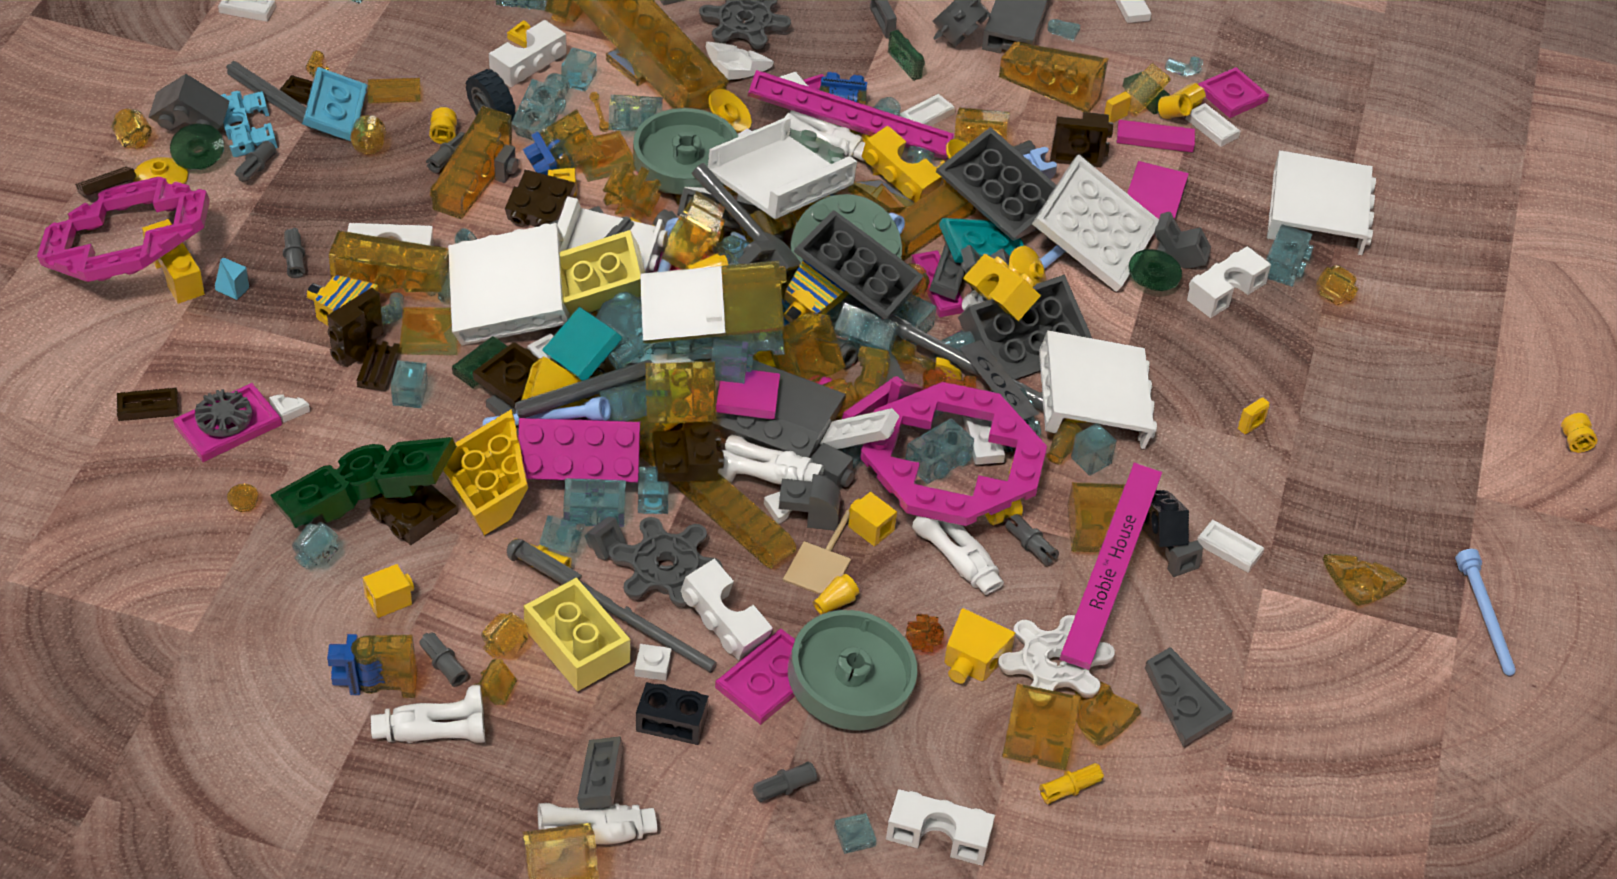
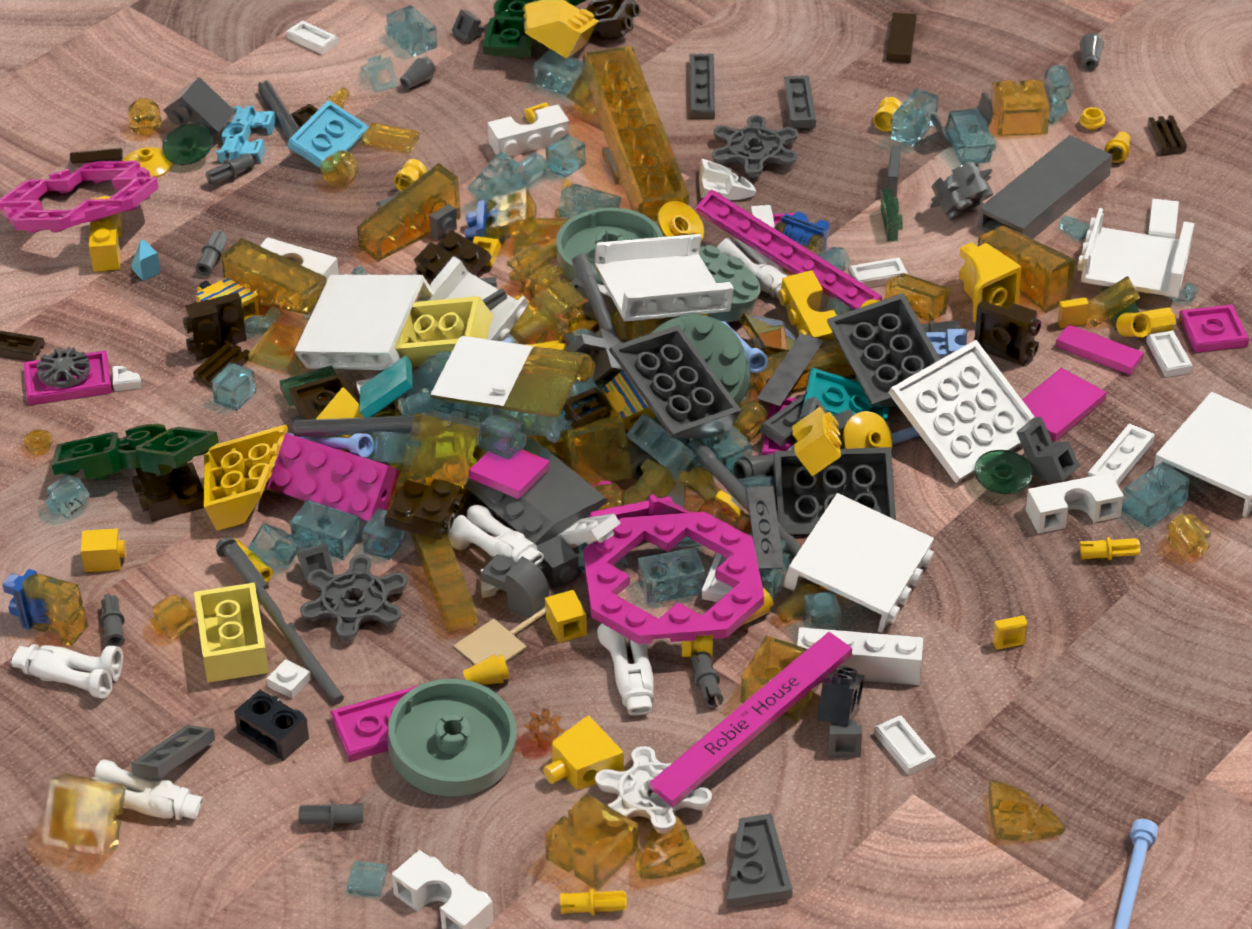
camera: 30 degrees right, 5 degrees down
(337, 21) = (374, 65): none -> clear light blue bracket
(381, 18) = (418, 72): none -> dark grey cone
(489, 91) = (460, 159): black wheel -> none
(497, 682) = (141, 652): clear yellow tile -> none
(738, 631) = (367, 629): white arch -> none
(791, 325) = (590, 417): none -> dark brown tile
(923, 225) = (790, 369): none -> flat silver sticker
(943, 325) = (753, 465): none -> dark grey cone
(1034, 96) = (989, 276): none -> yellow hips
(1138, 43) = (1150, 261): none -> white panel
(1181, 468) = (876, 655): none -> white brick
(1237, 225) = (1123, 453): none -> white plate
(1280, 315) = (1109, 548): none -> yellow axle

